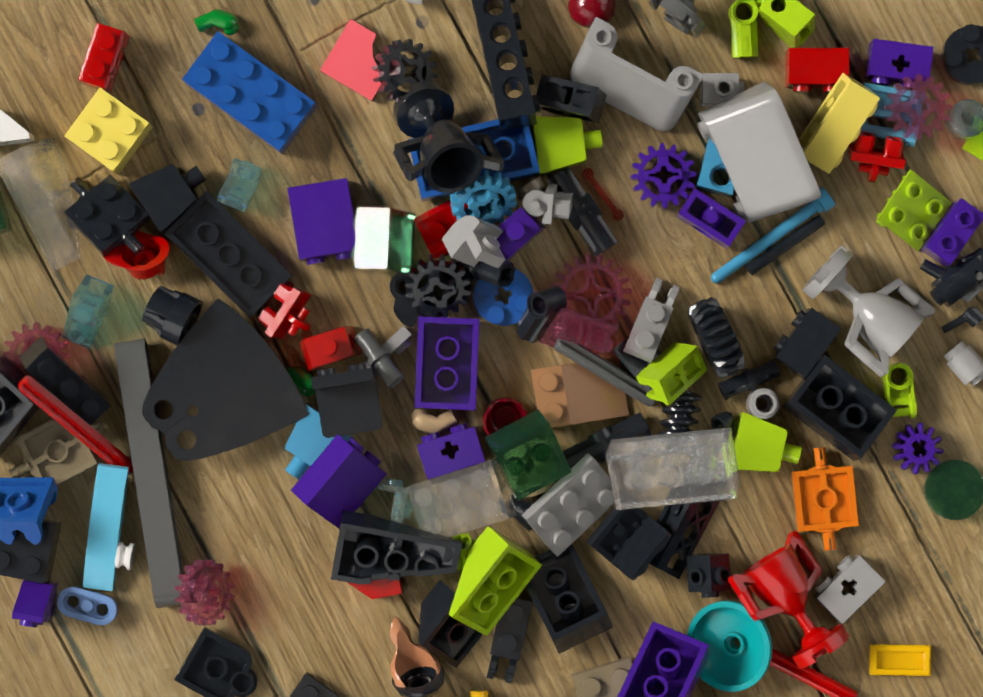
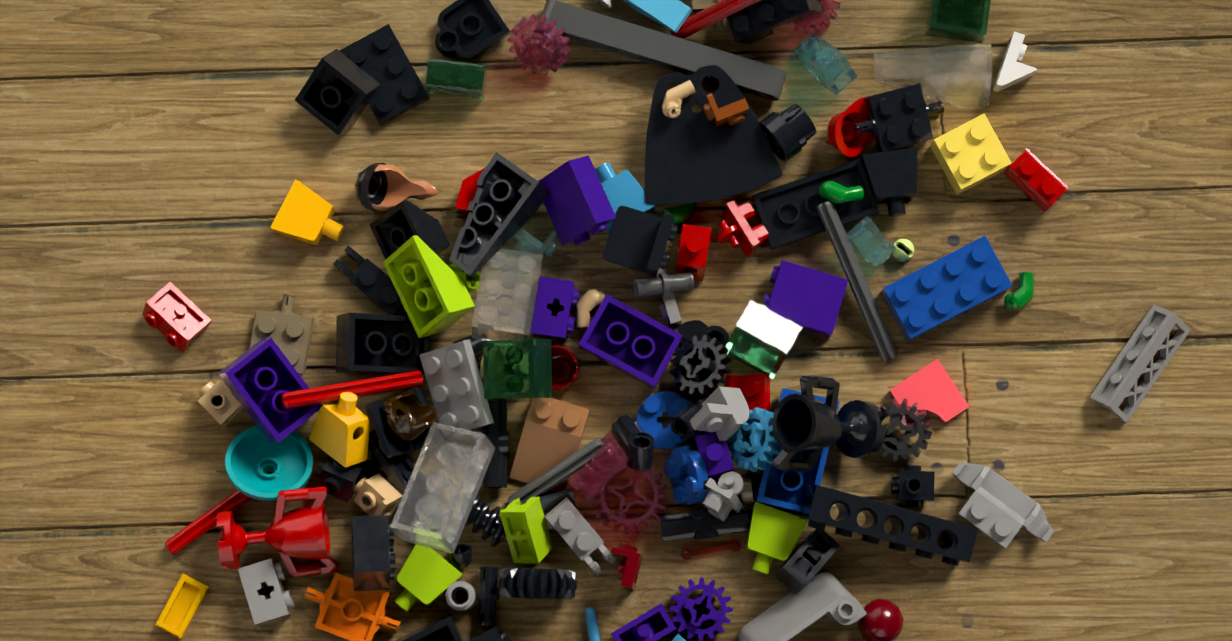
camera: 120 degrees right, 5 degrees down
(183, 373) = (732, 113): none -> dark orange bracket
(194, 436) = (674, 97): none -> tan arm
(208, 235) = (840, 194): none -> green arm
(238, 151) = (898, 254): none -> yellowish green hinge
(276, 655) = (456, 78): none -> clear green brick
(283, 180) = (857, 281): none -> dark grey axle
(451, 23) = (924, 486): none -> black brick
(546, 249) = (686, 475): none -> blue plate
(622, 536) = (407, 416): none -> dark brown hair
(623, 602) = (359, 388): none -> red axle
(661, 259) = (628, 571): none -> dark red bracket
(666, 591) = (342, 430): none -> yellow torso
(710, 528) = (377, 496): none -> tan brick
(766, 506) = (371, 553): none -> black brick

